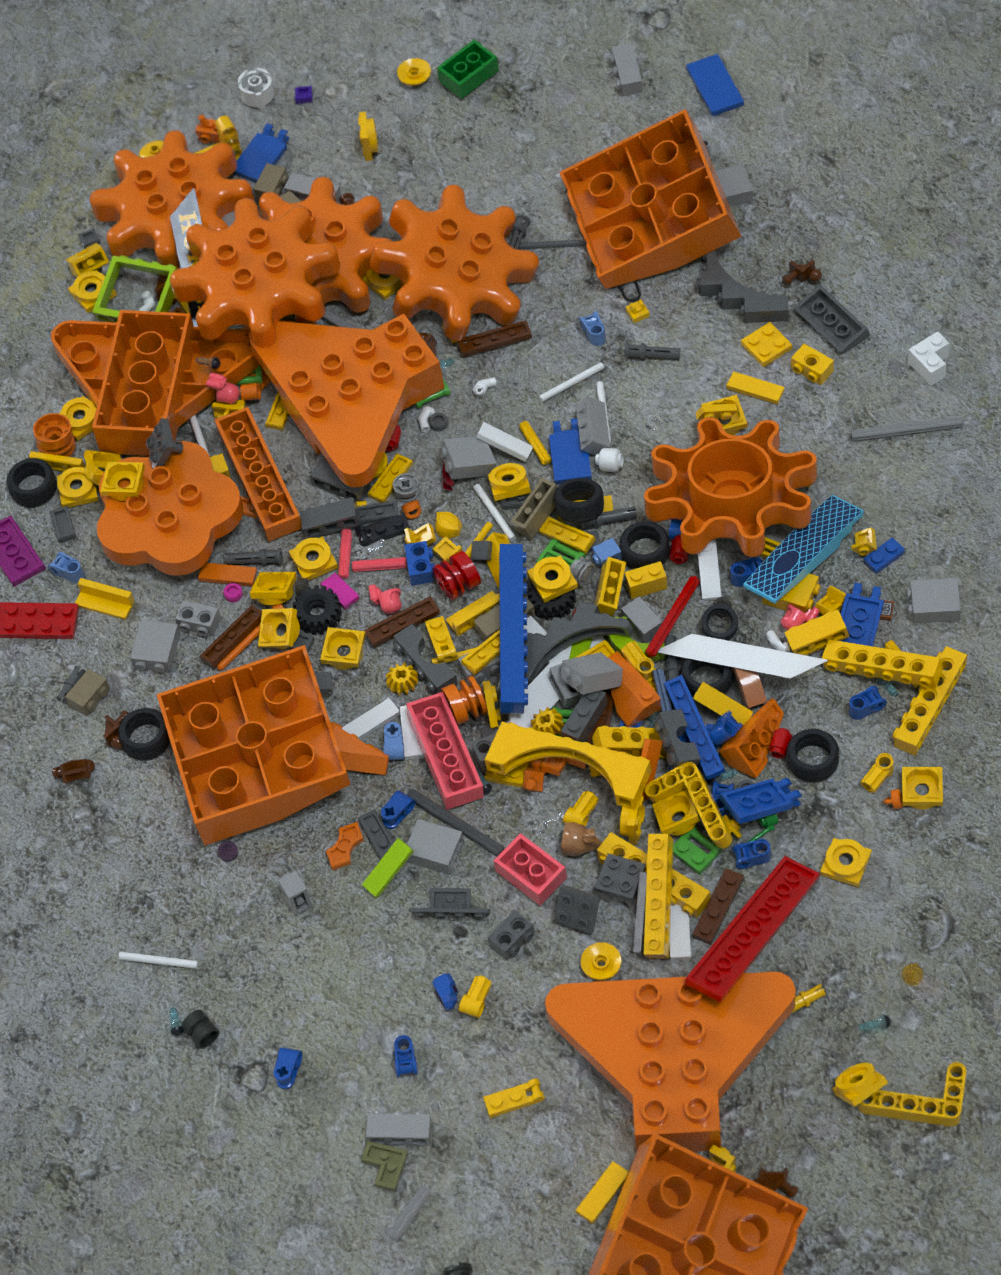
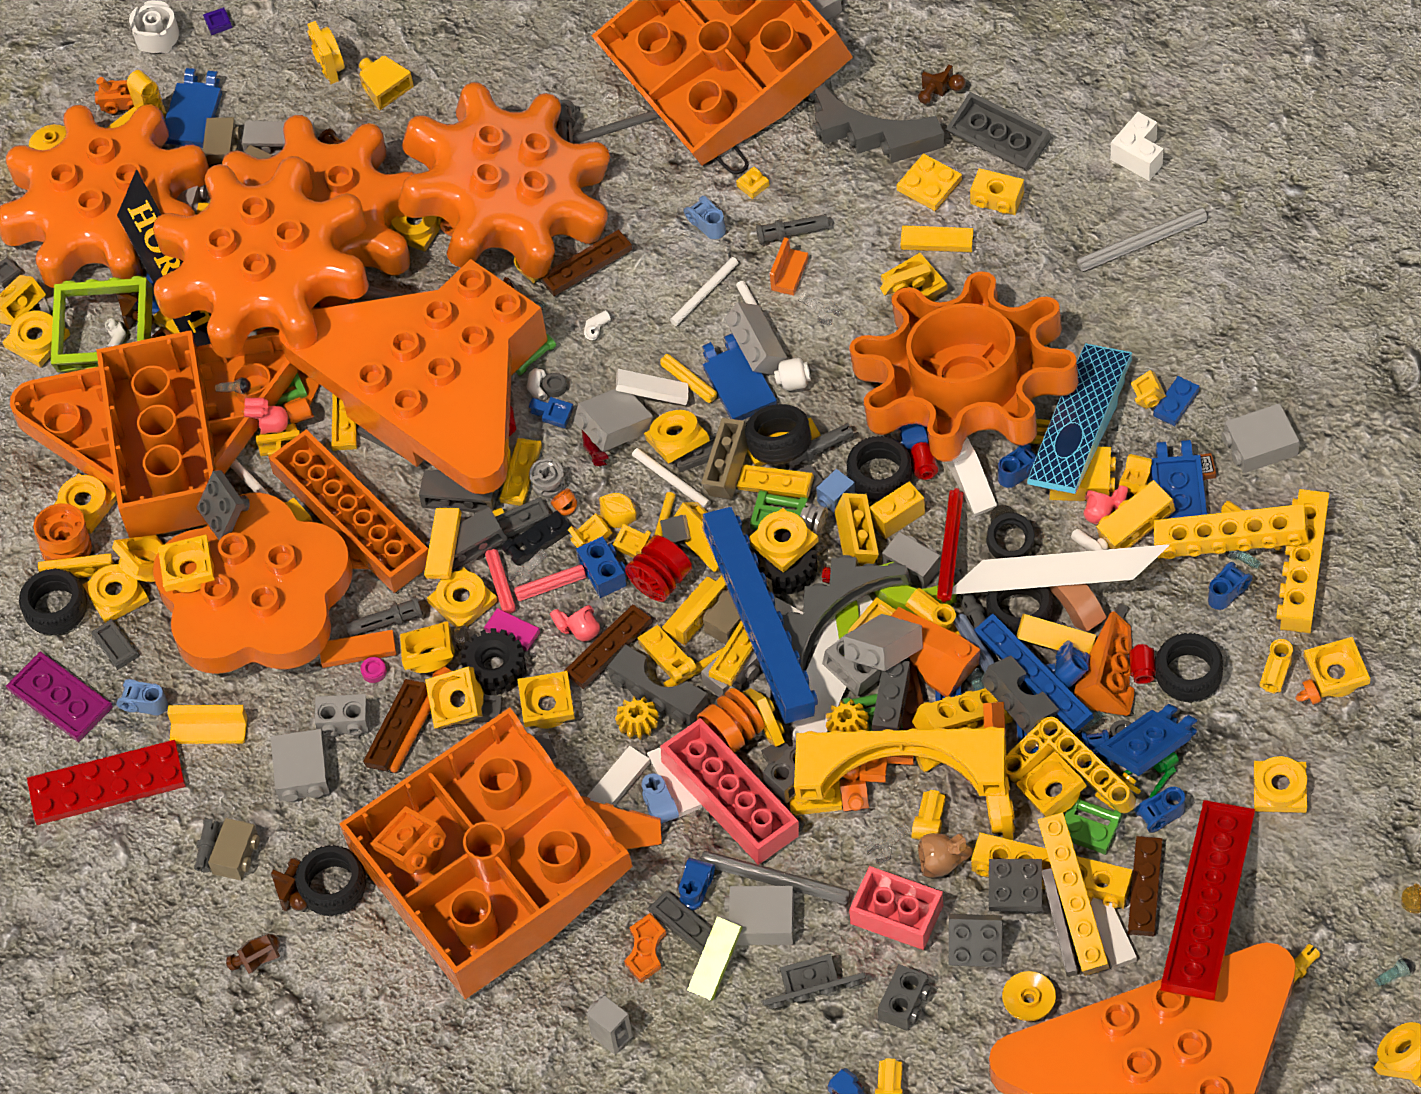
camera: 20 degrees left, 0 degrees up
(197, 719) = (409, 840): none -> orange plate
(228, 851) = (497, 998): clear purple tile -> none
(311, 514) = (443, 543): none -> yellow tile
(403, 168) = (384, 80): none -> yellow torso
(430, 442) = (554, 412): none -> blue plate
(637, 381) = (787, 269): none -> orange panel

